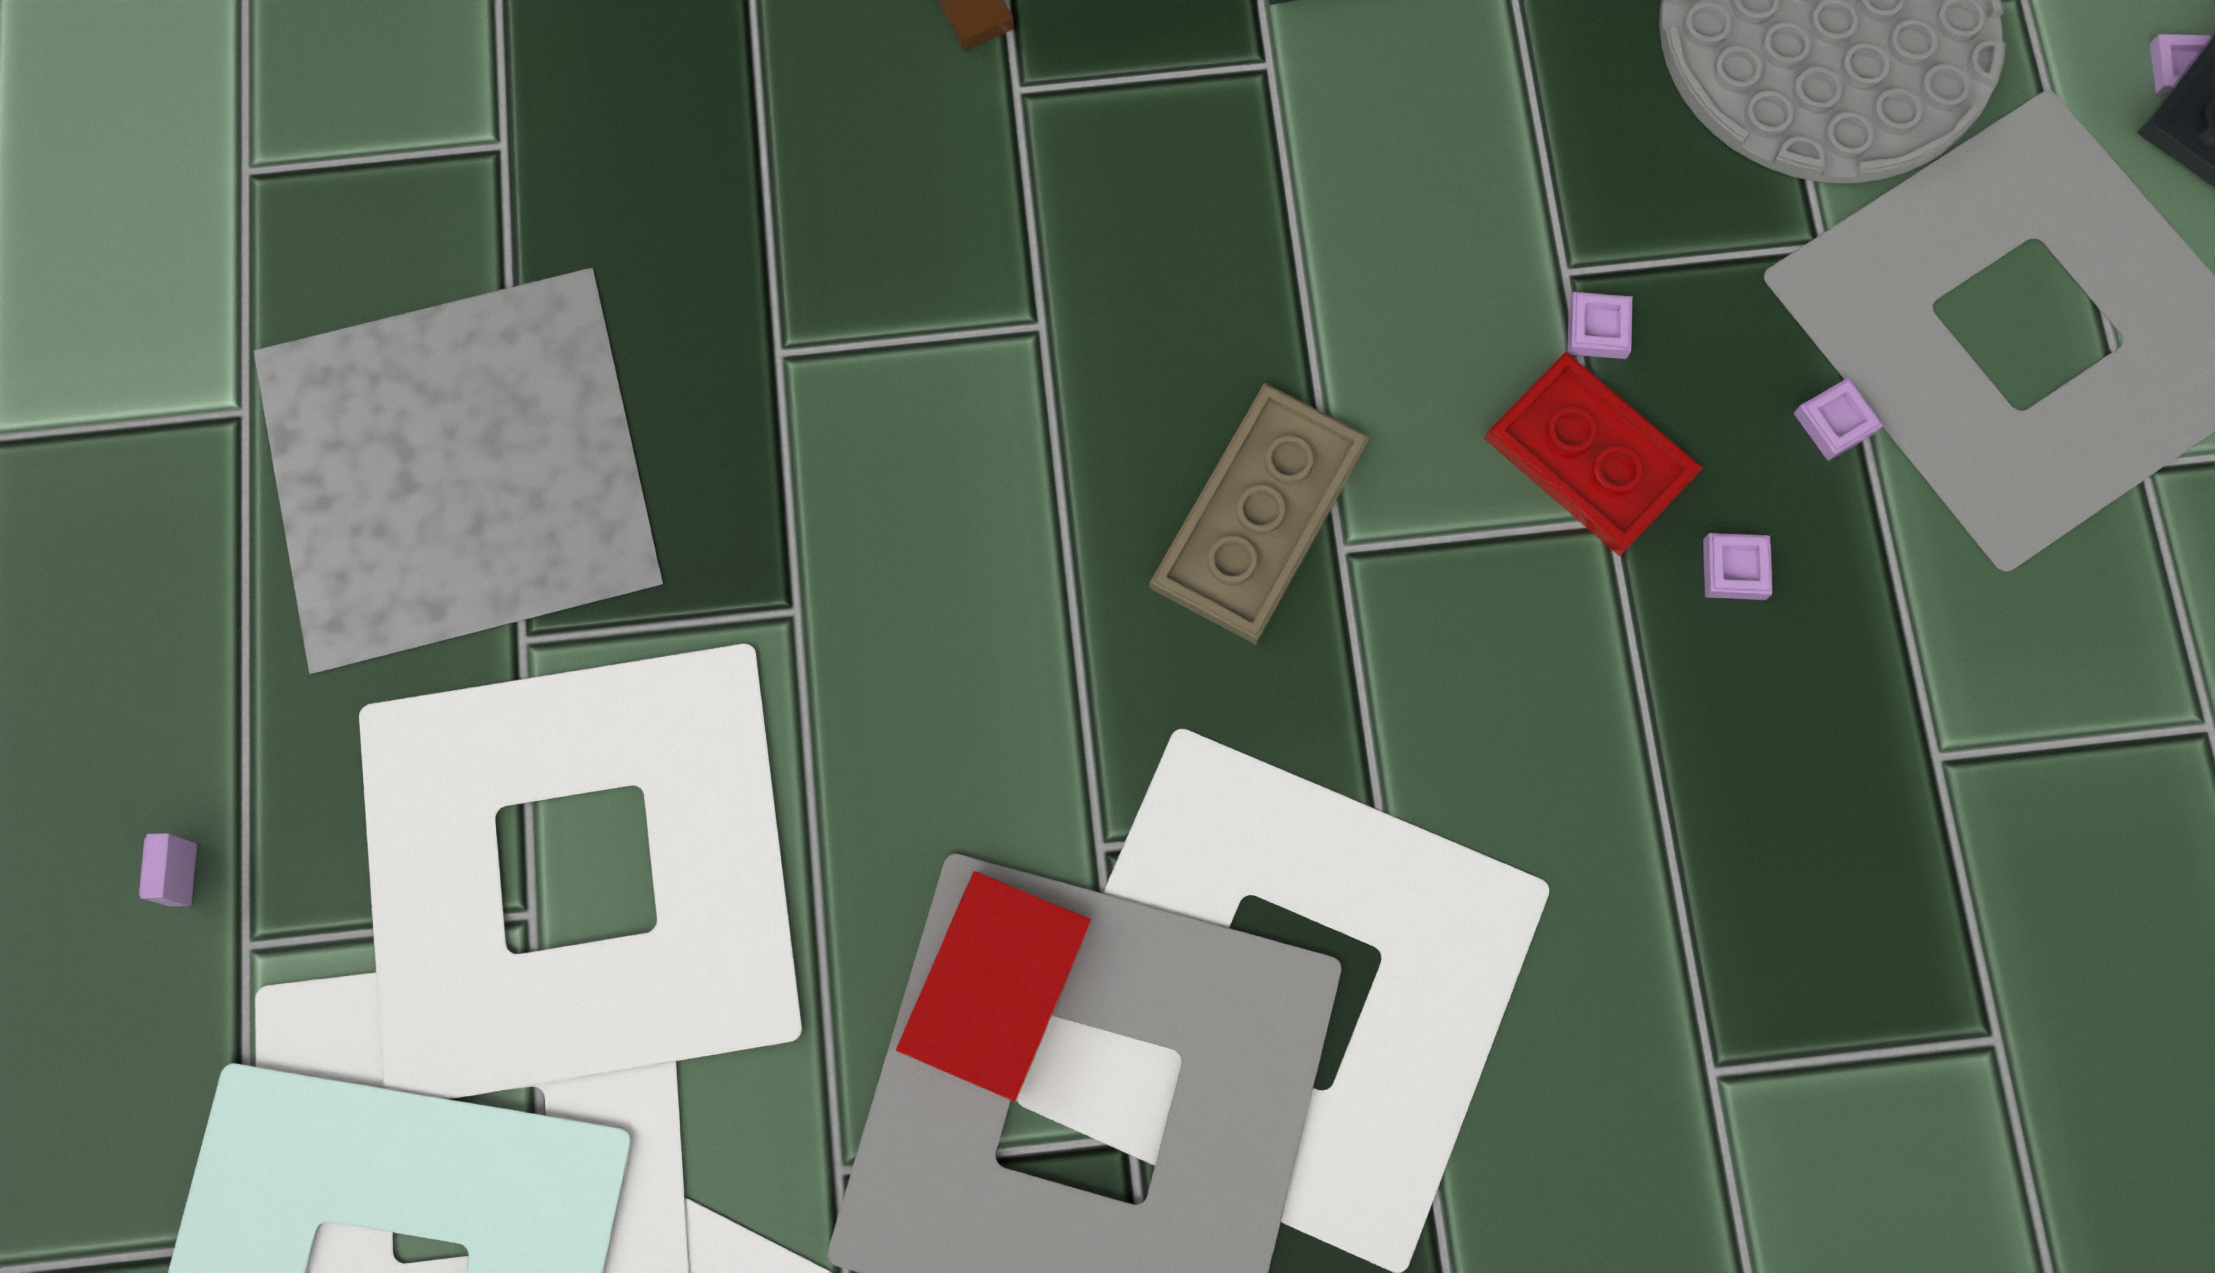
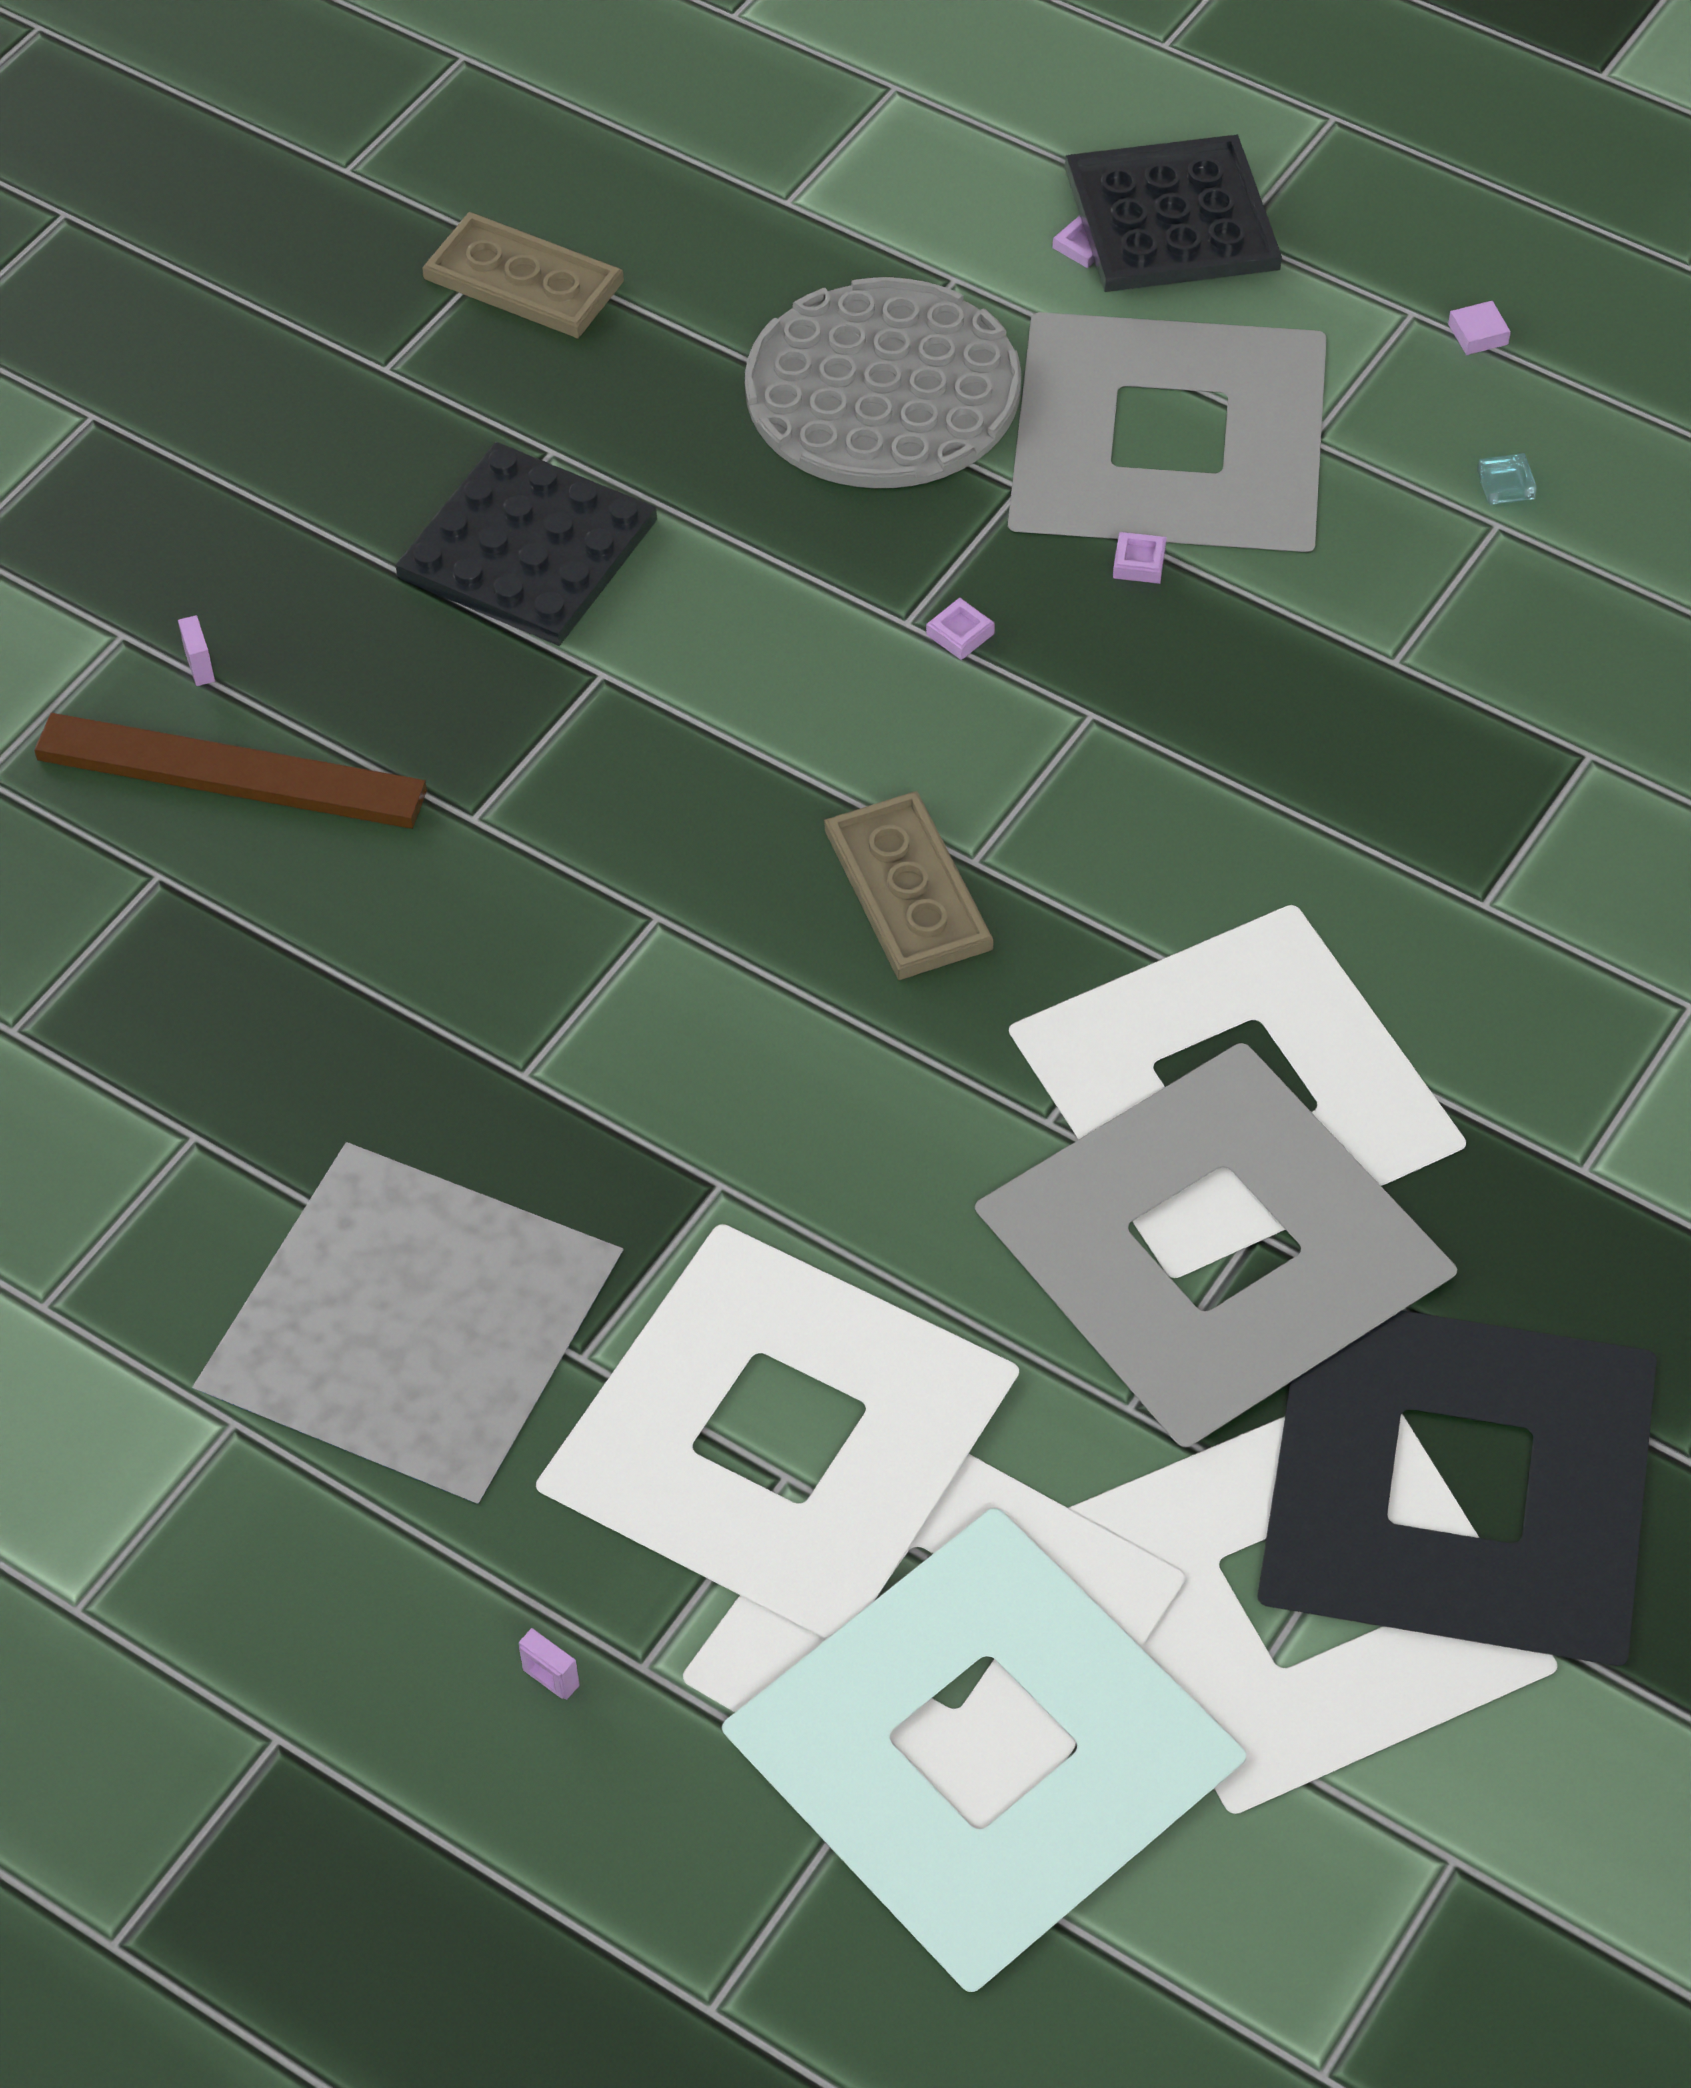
camera: 50 degrees left, 20 degrees down
(994, 986) = (1088, 1230): red tile -> none
(1592, 453) = (1040, 690): red tile -> none
(1737, 566) = (1184, 670): lavender tile -> none

